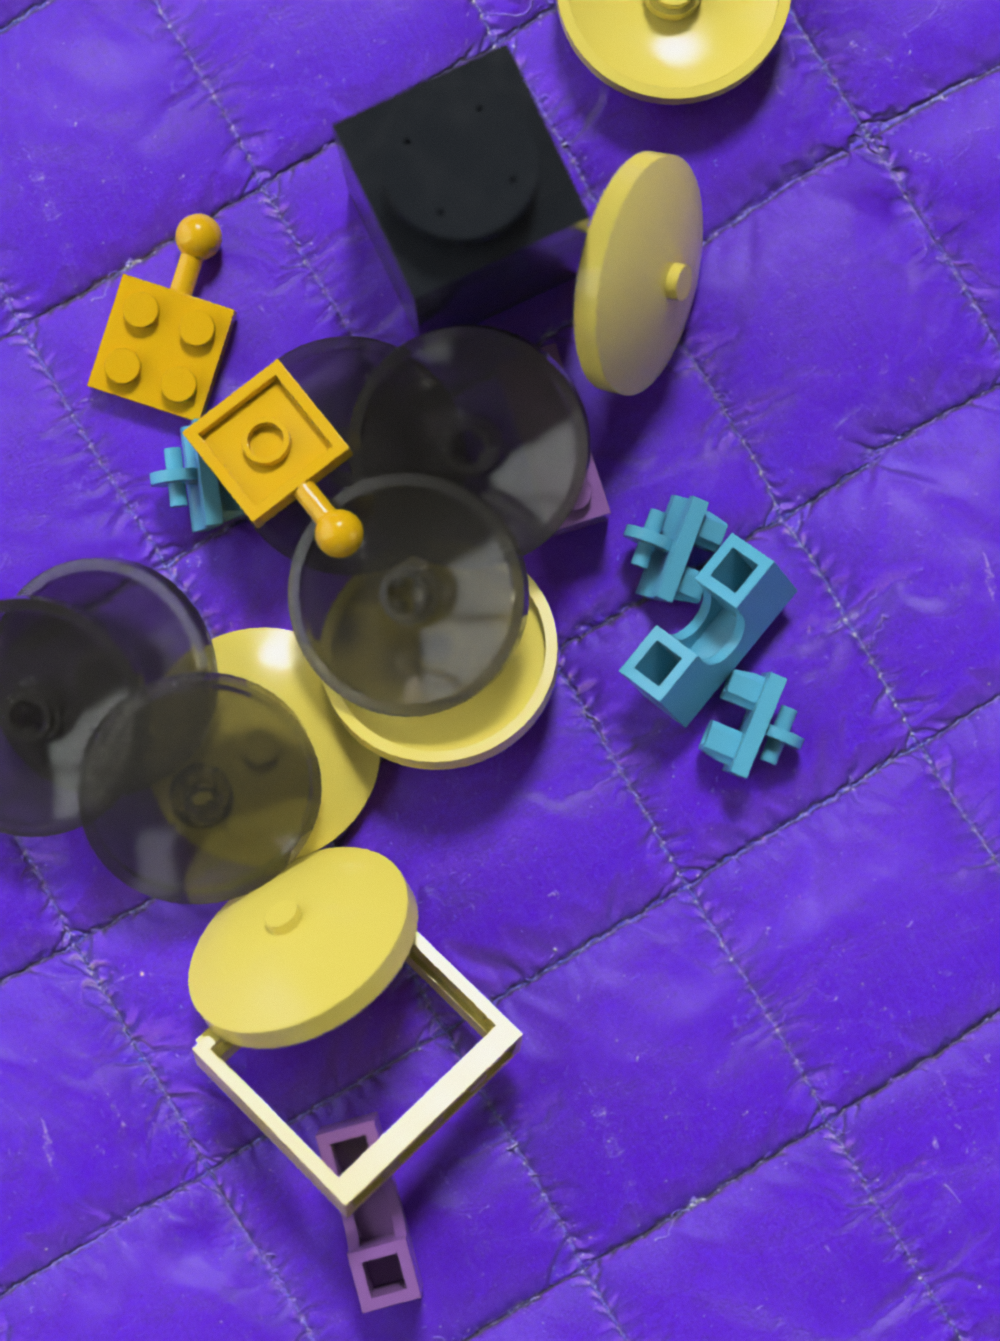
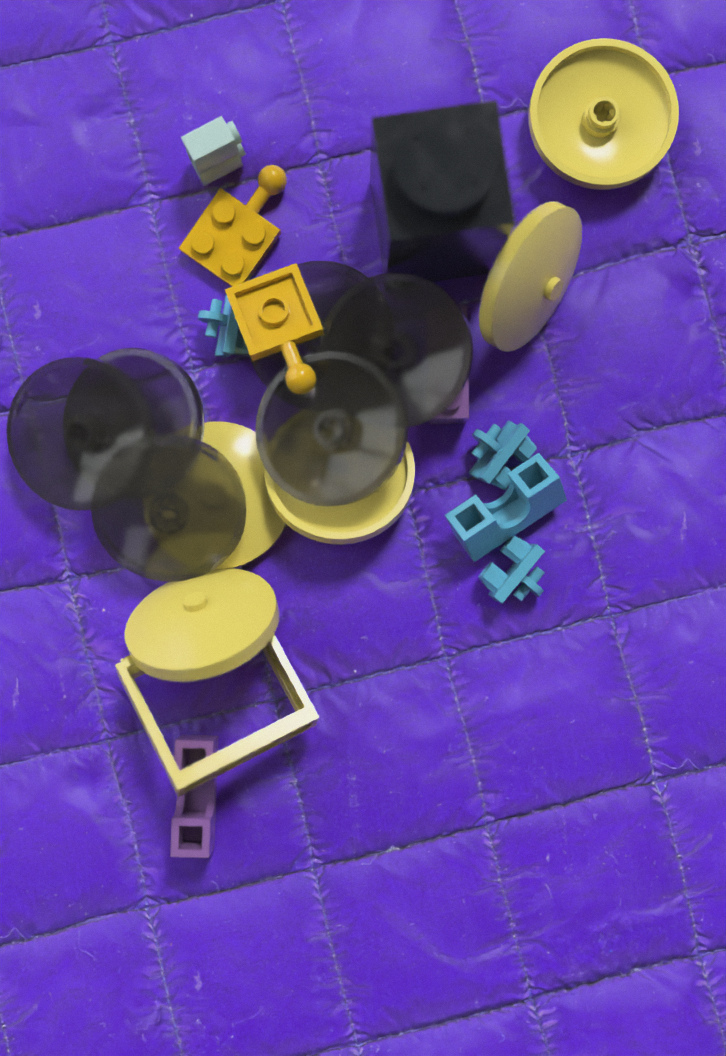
camera: 15 degrees right, 0 degrees up
(98, 221) = (214, 149): none -> light aqua brick

